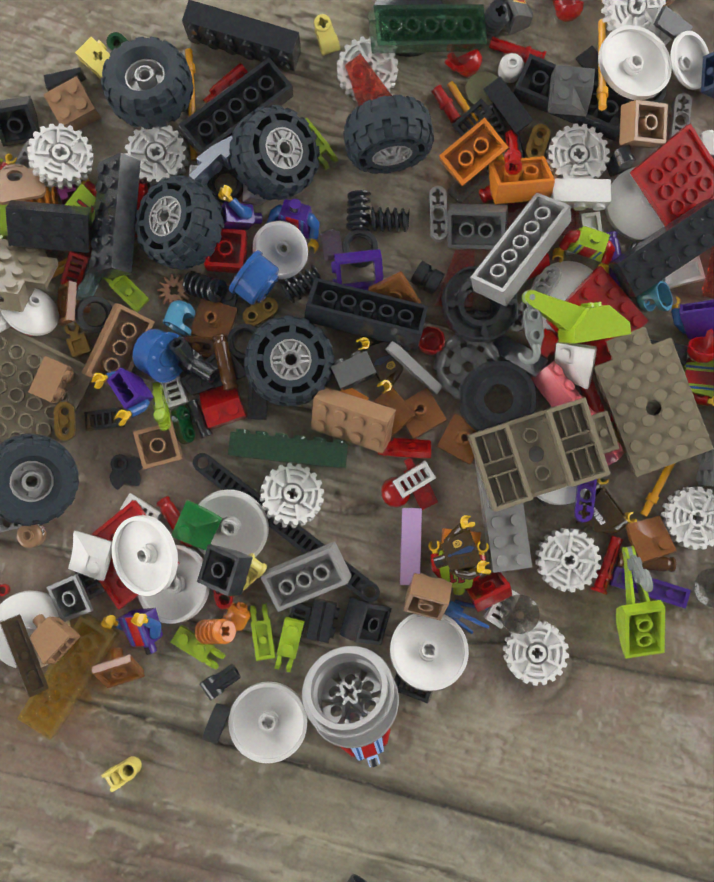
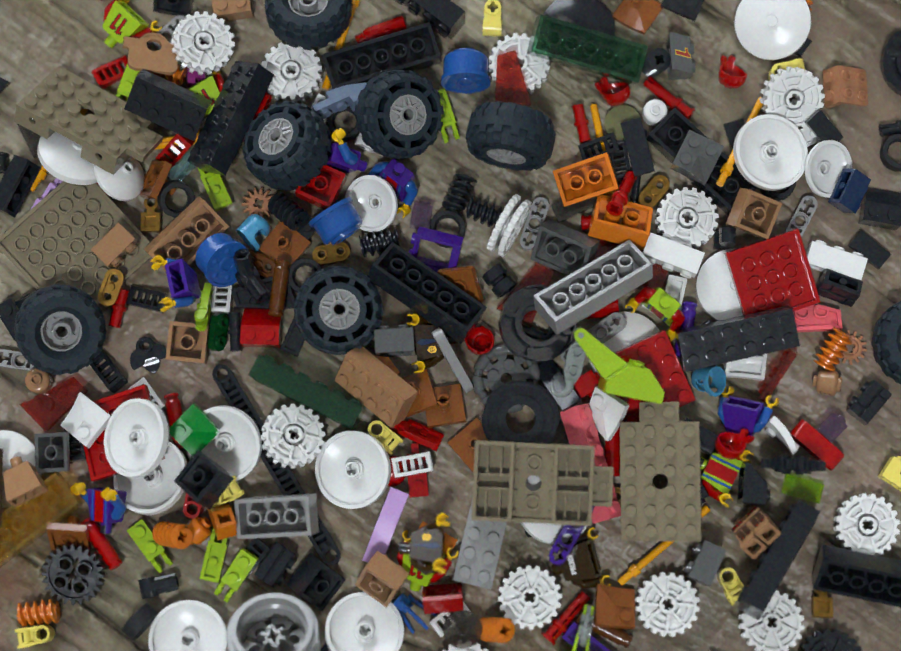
camera: 30 degrees right, 5 degrees down
(55, 550) = (54, 404): none -> clear red wing
(81, 439) = (118, 309): none -> red pin
(105, 506) = (114, 382): none -> black slope
(116, 703) = (57, 568): none -> black gear
(117, 752) = (38, 614): none -> orange piece
(152, 664) = (102, 545): none -> red axle
(257, 600) = (223, 521): none -> orange slope
(321, 92) = (465, 71): none -> blue wheel
(360, 505) = (352, 469): none -> white dish
(378, 463) = (386, 436): none -> light yellow piece
(418, 220) = (509, 225): none -> white piece
(552, 602) = (497, 629): none -> orange piece

